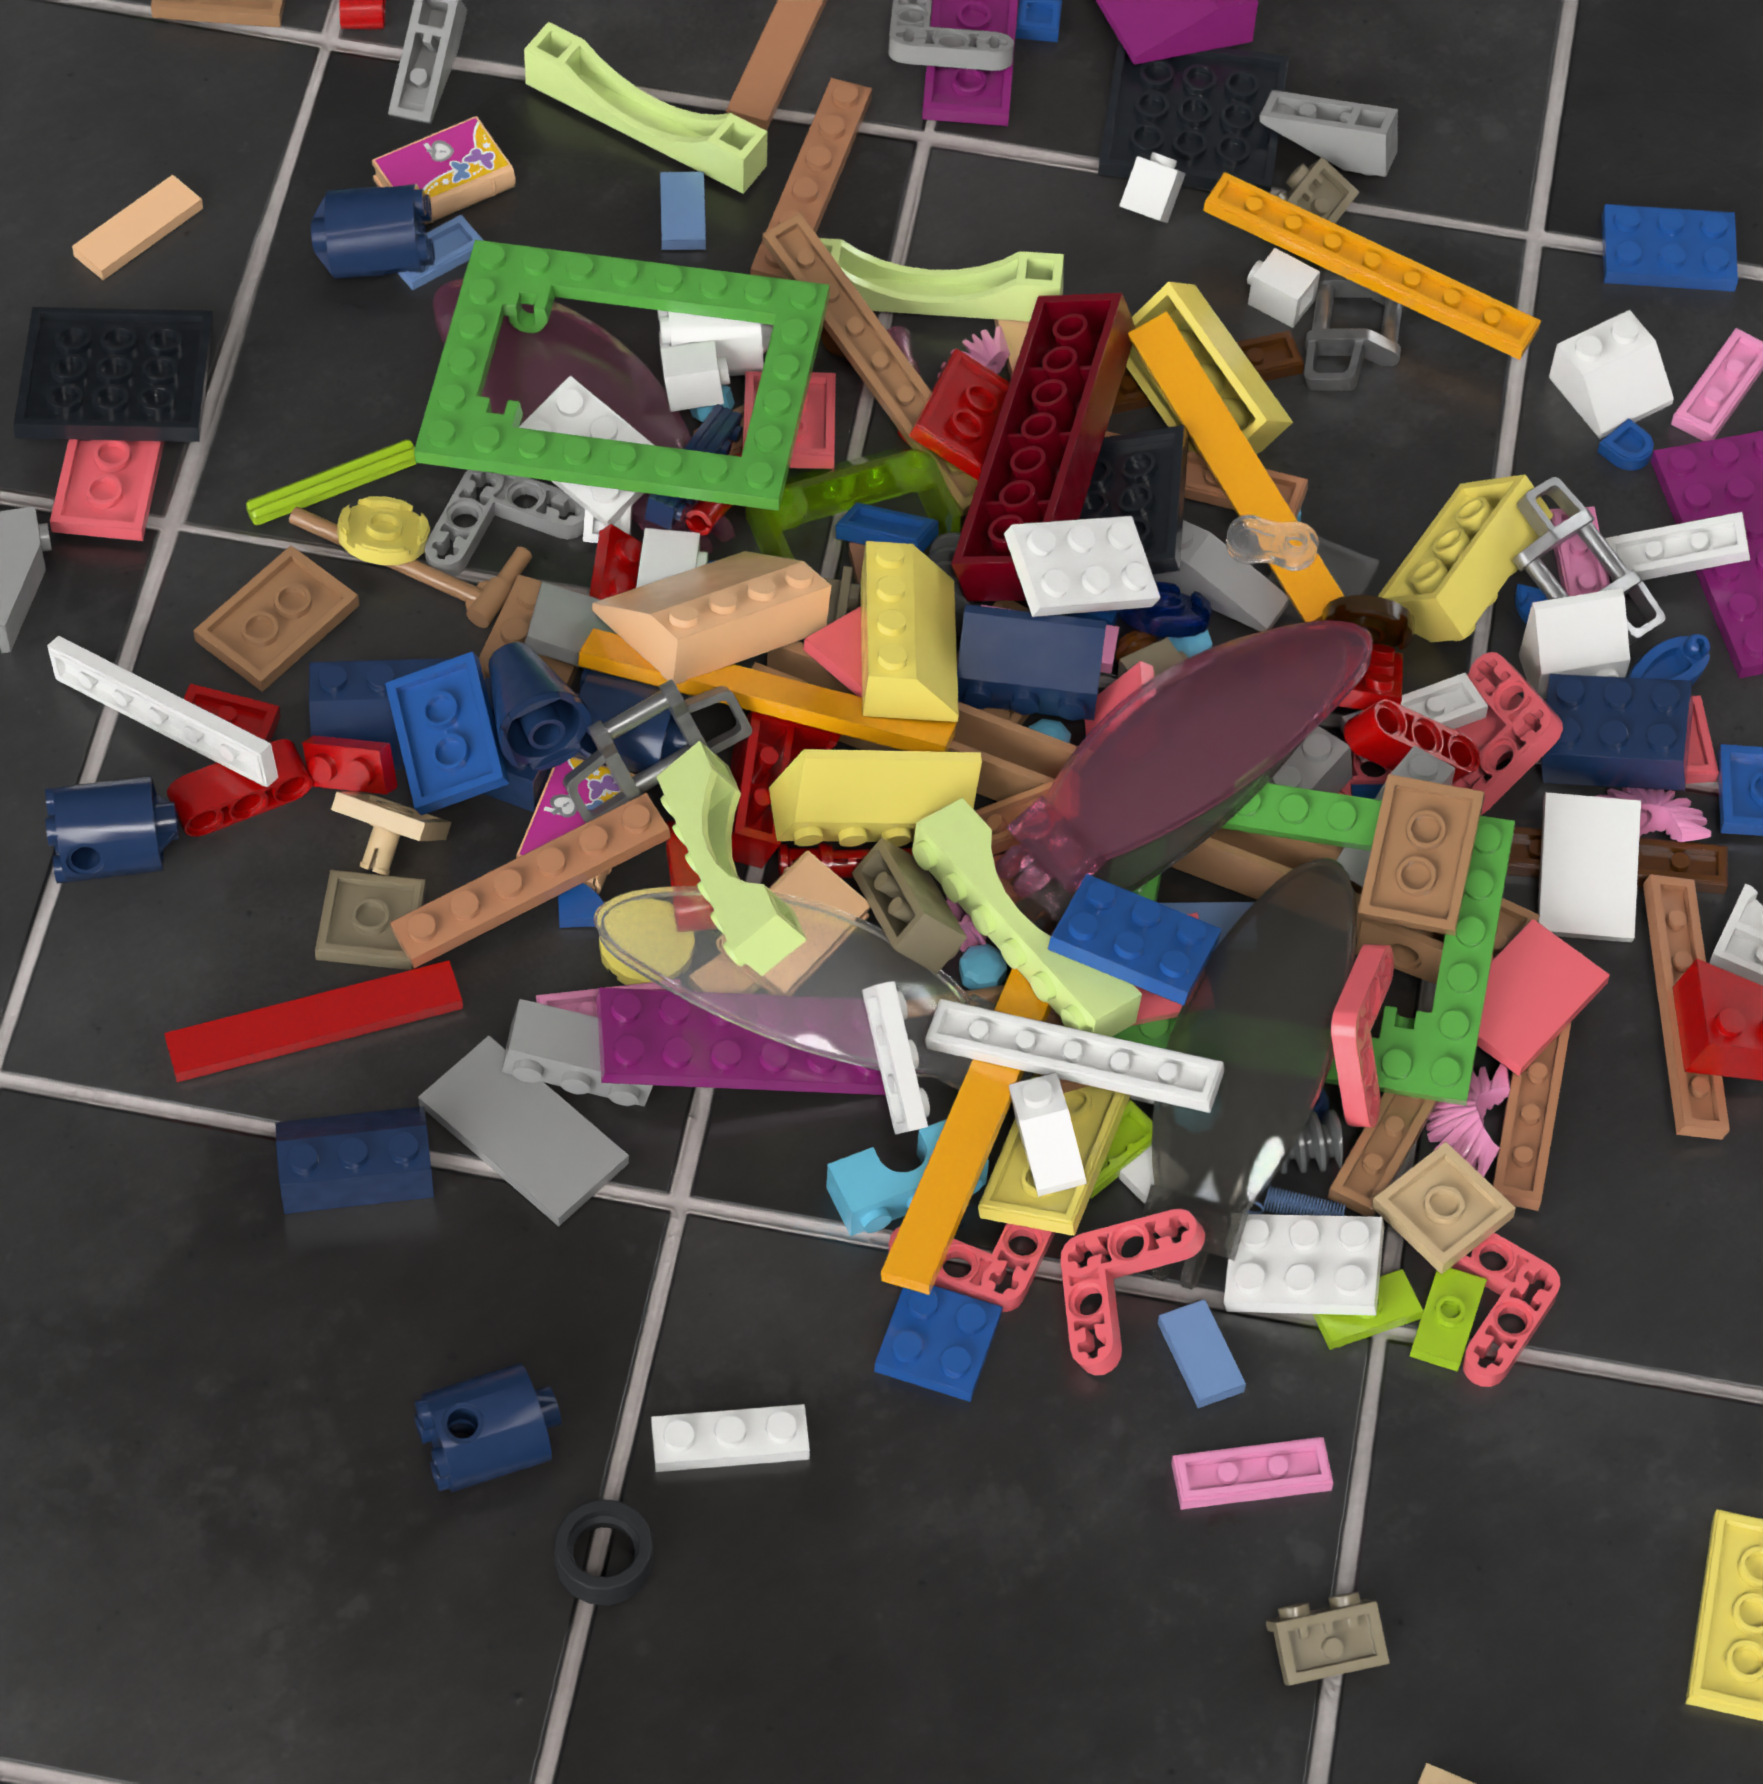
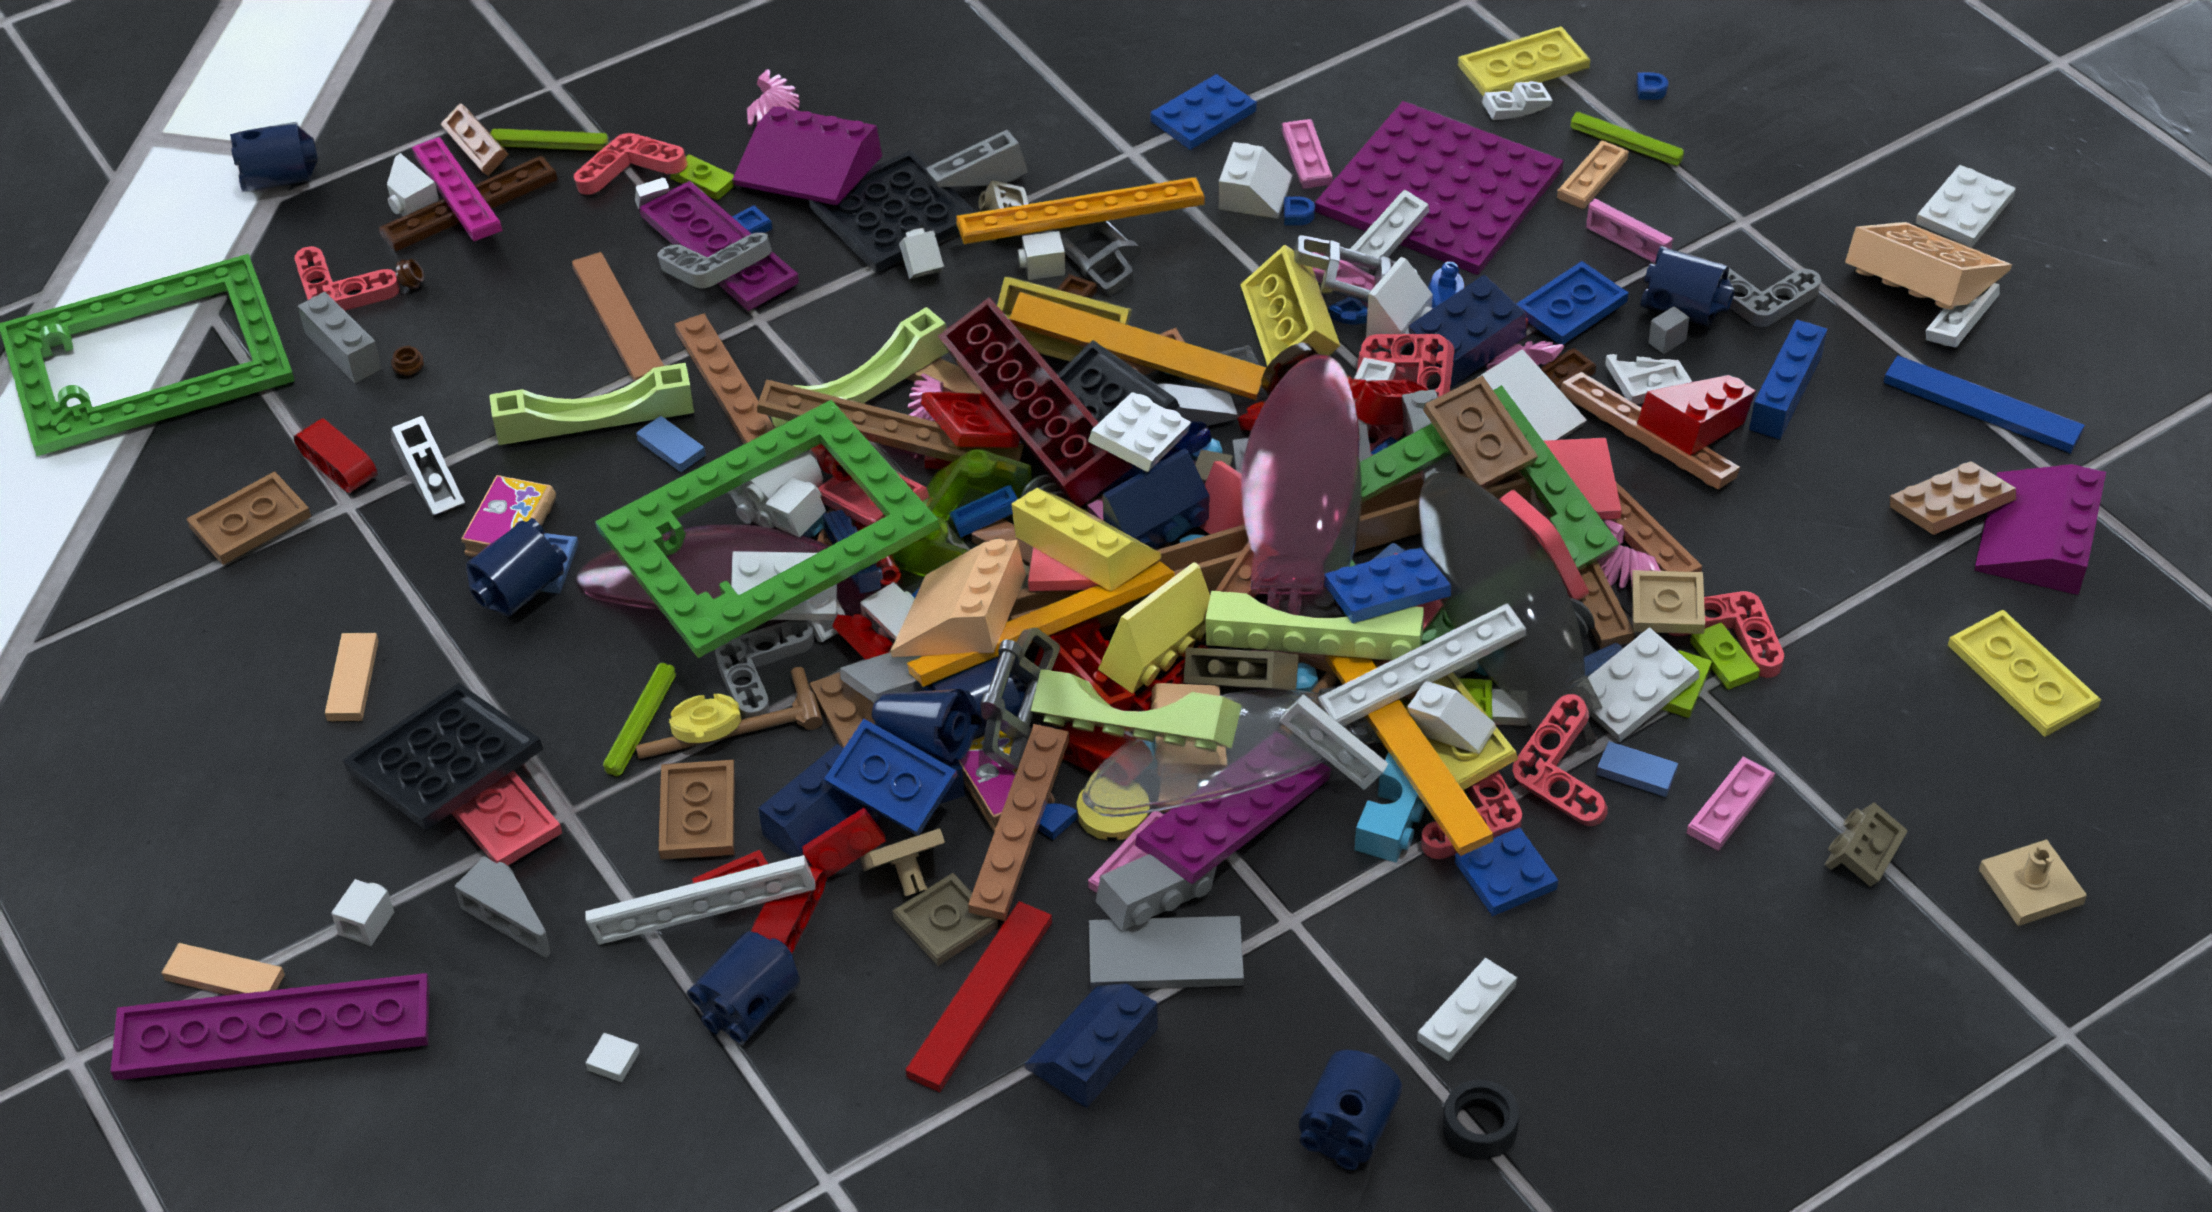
camera: 40 degrees left, 10 degrees down
(1263, 541) = (1194, 368): clear piece -> none

